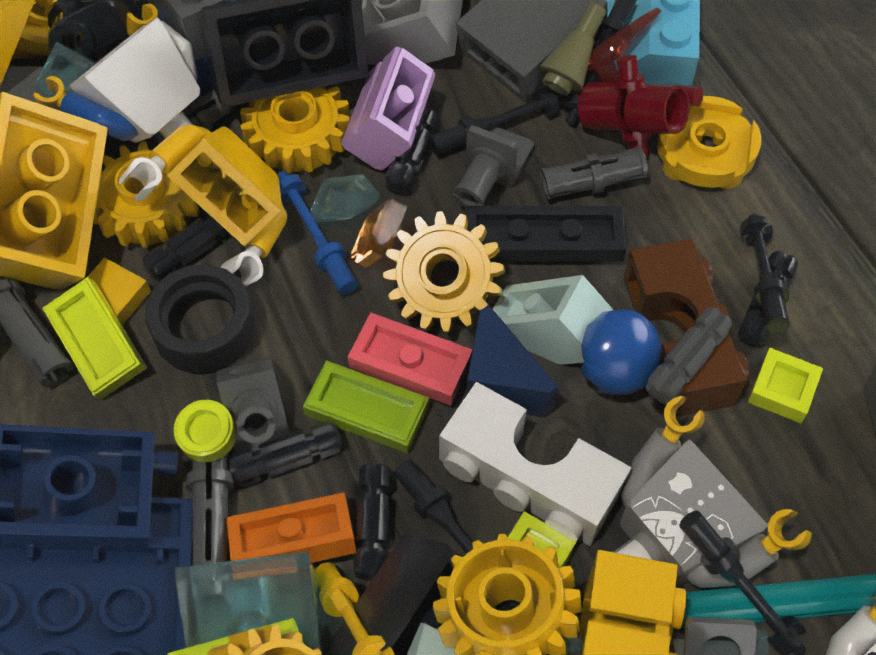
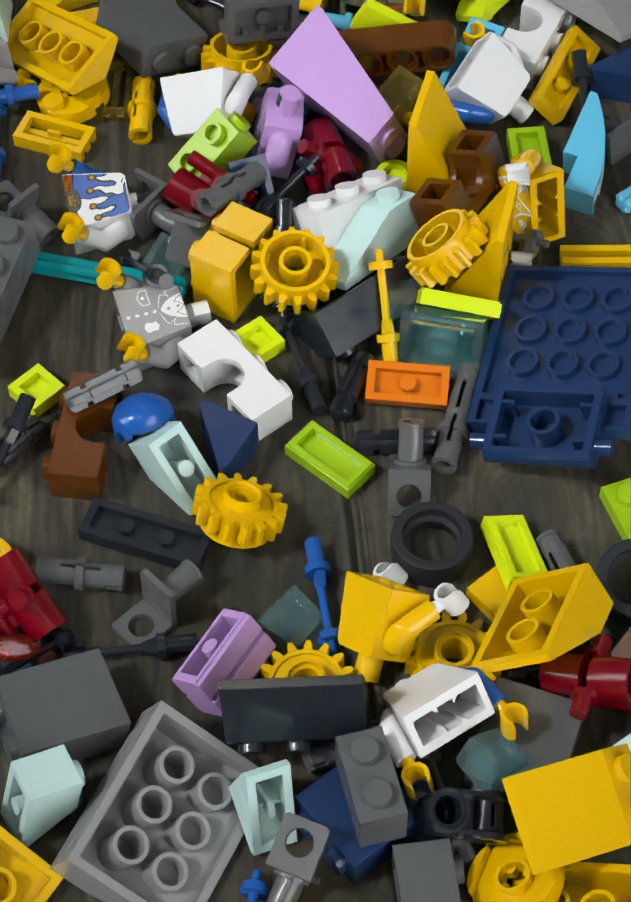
camera: 160 degrees left, 5 degrees down
(205, 430) = (447, 445): neon yellow tile -> none
(378, 233) = (274, 567): clear orange tile -> none
(410, 358) = (287, 472): coral plate -> none
(569, 61) = (55, 643): olive cone -> none

